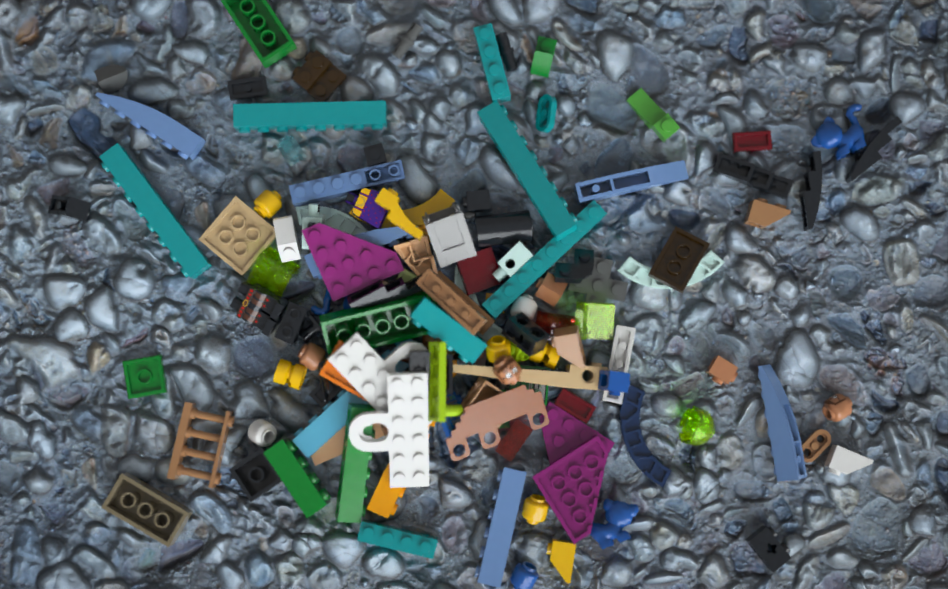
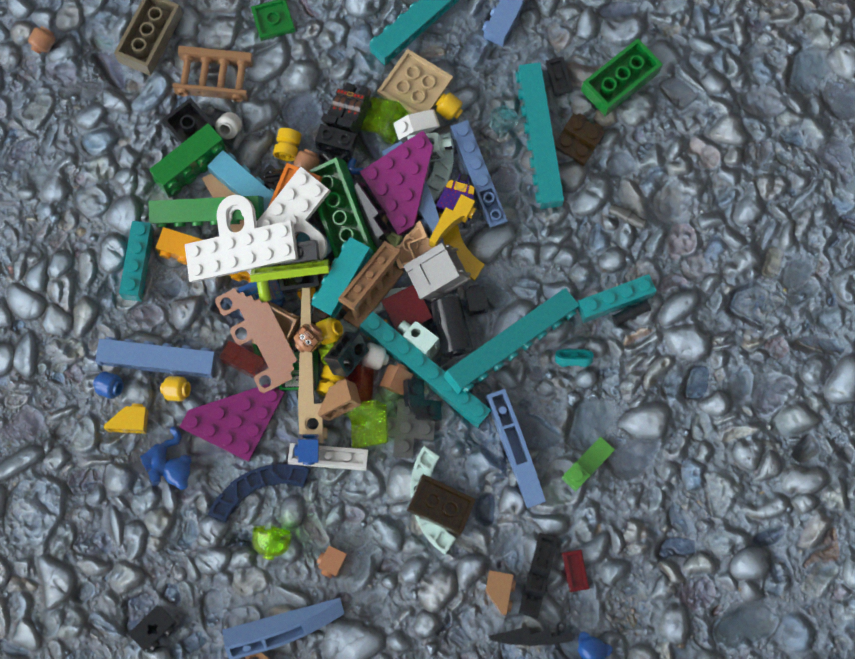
camera: 80 degrees right, 10 degrees down
(375, 155) = (509, 198): black brick -> none
(543, 56) = (632, 349): green slope -> none
(574, 405) = (282, 418): dark red tile -> none
(574, 486) = (200, 422): magenta plate -> none

